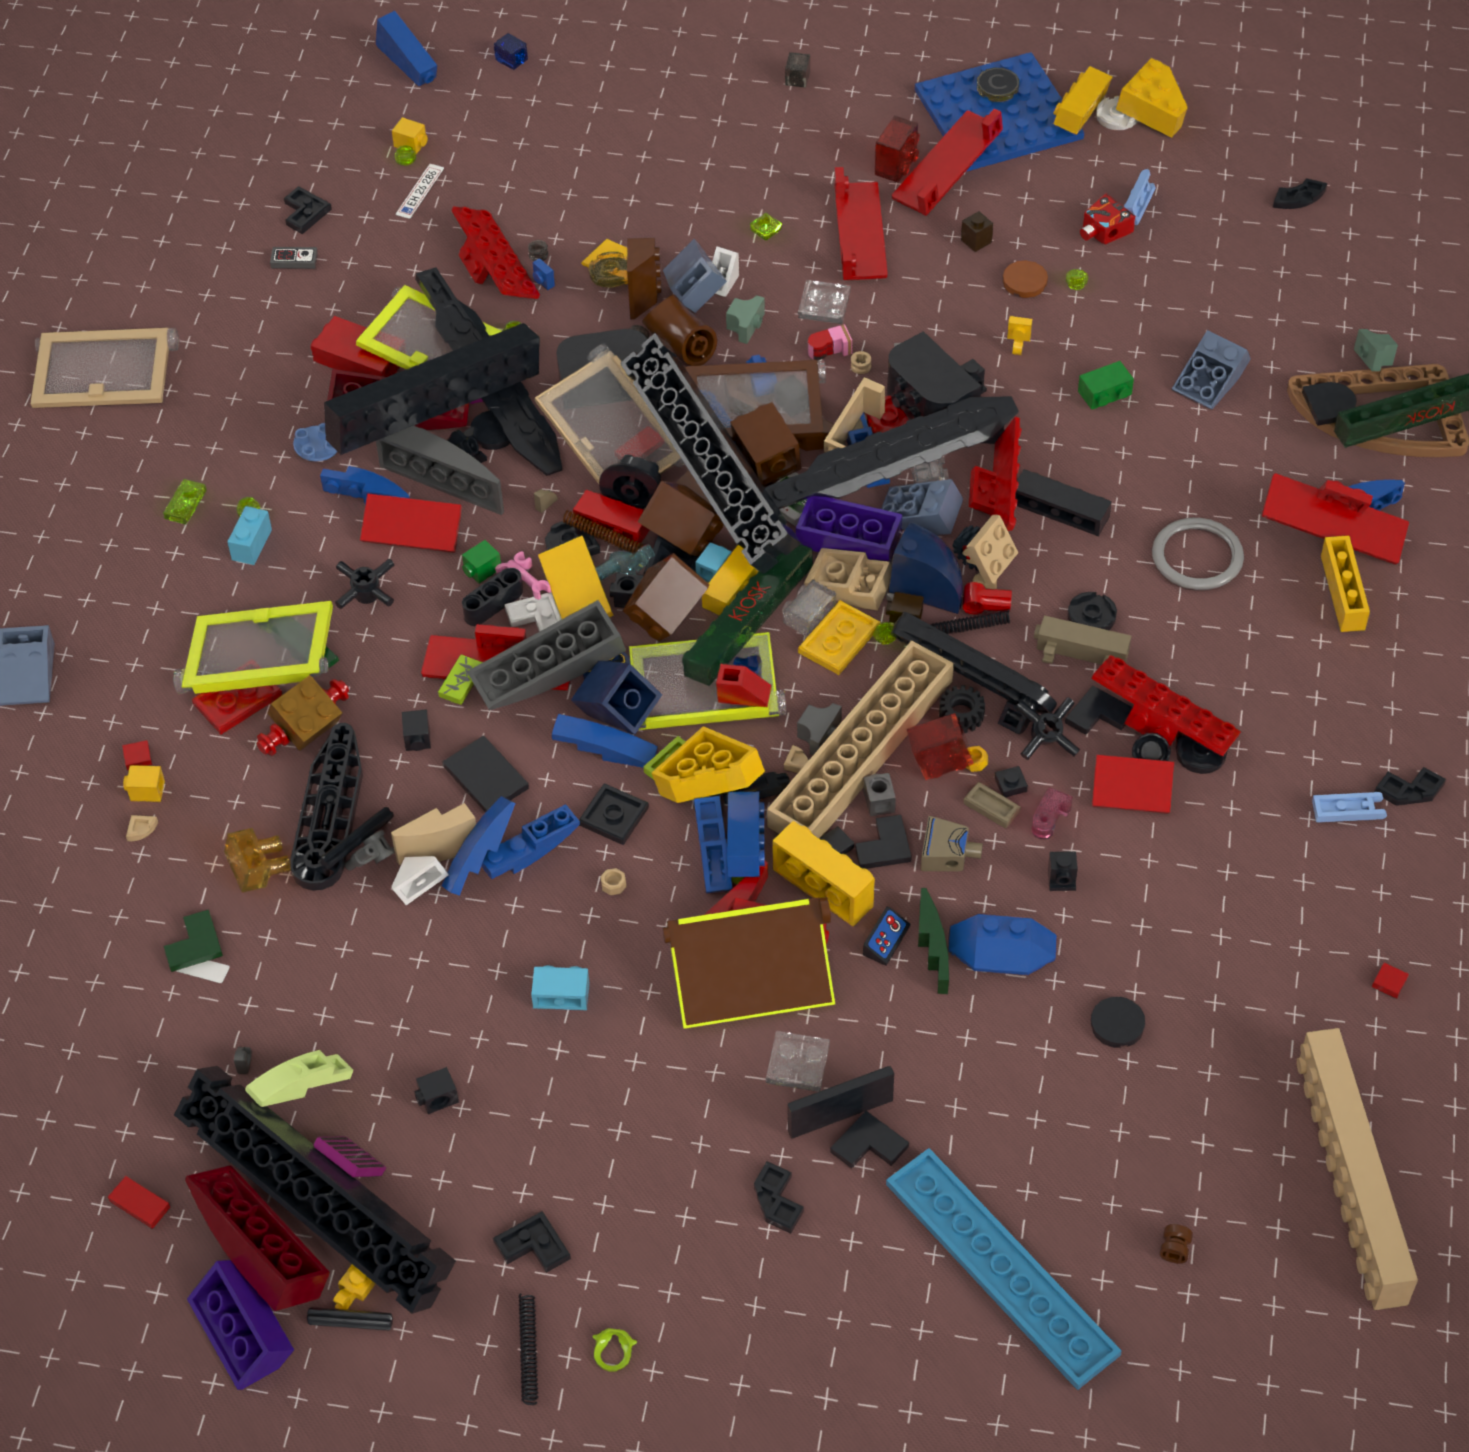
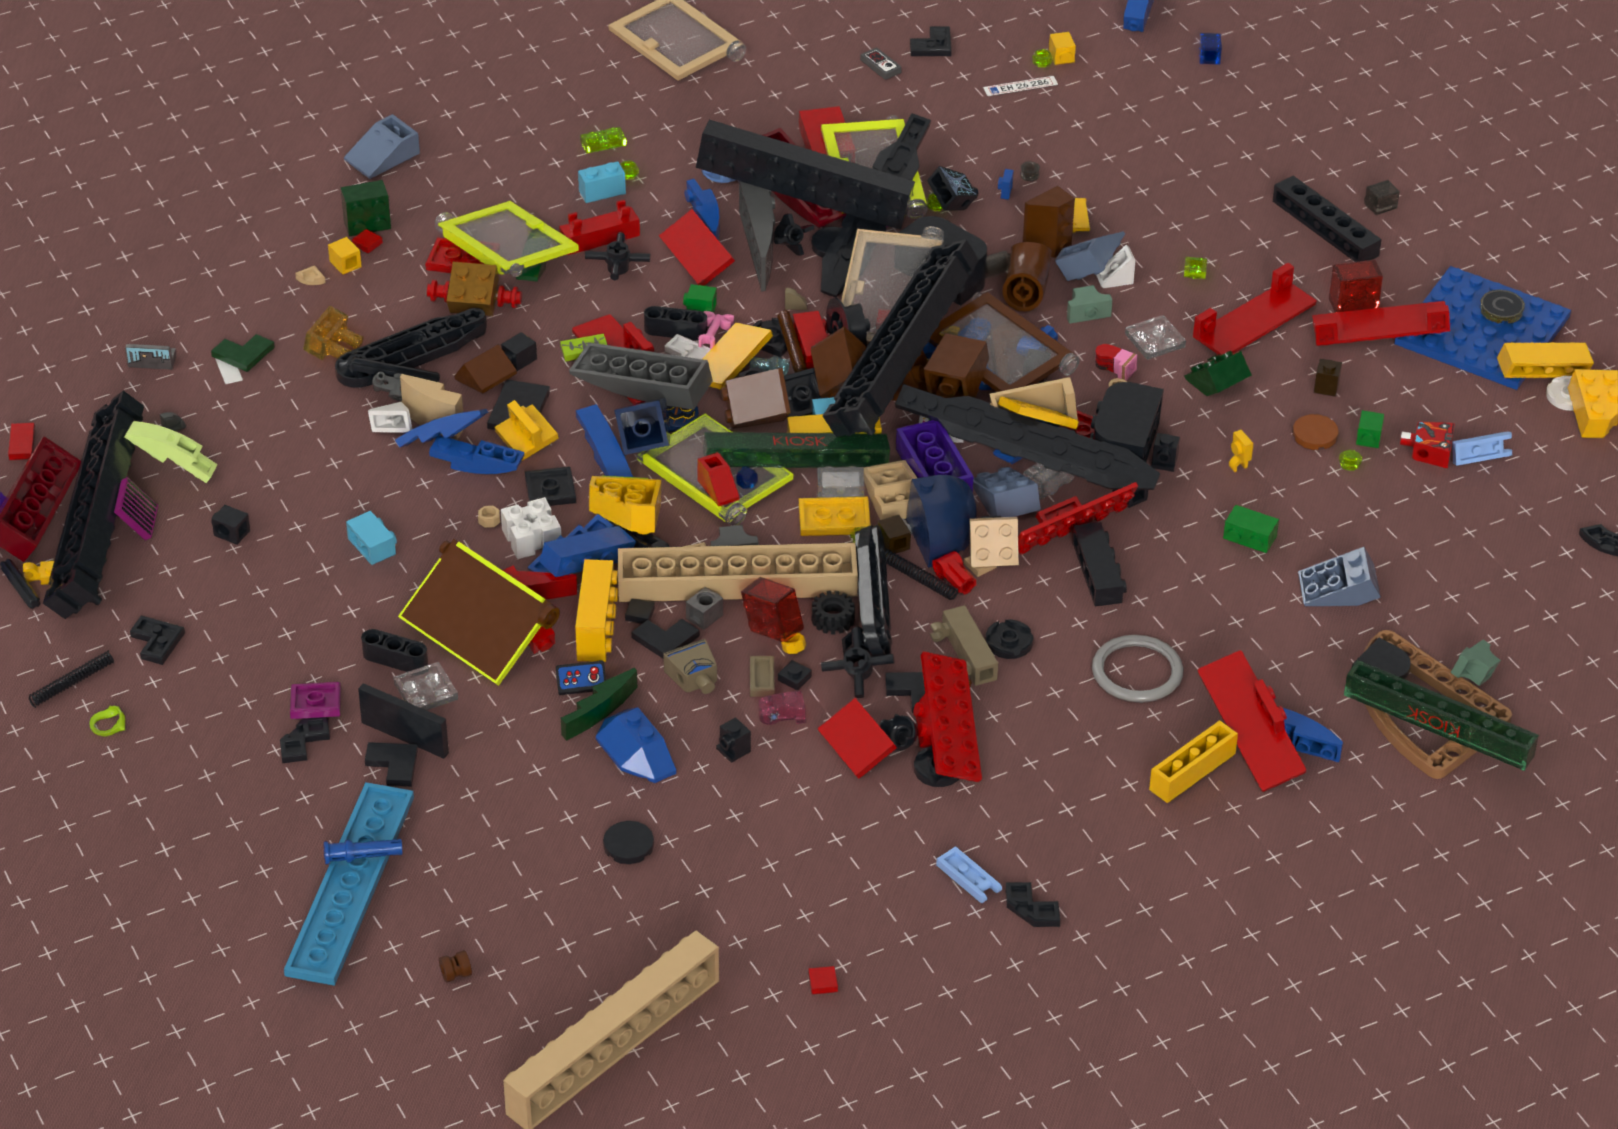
camera: 50 degrees right, 10 degrees down
(104, 727) = (365, 207): none -> dark green brick
(126, 1021) = (150, 356): none -> flat silver panel
(314, 570) = (603, 228): none -> red brick
(418, 769) = (486, 370): none -> reddish brown slope
(490, 253) = (997, 148): red bracket -> none
(522, 308) = (952, 189): none -> black torso
(532, 787) = (526, 430): none -> yellow bracket
(663, 858) = (529, 527): none -> white brick
(725, 1068) = (393, 650): none -> black beam
(738, 1158) = (315, 700): none -> magenta tile
(791, 117) = (1326, 220): none -> black brick
(870, 425) = (1038, 412): none -> yellow tile
(908, 291) = (1219, 373): none -> dark green slope
(977, 1242) = (350, 851): none -> blue pin
(1057, 245) = (1370, 429): none -> green brick

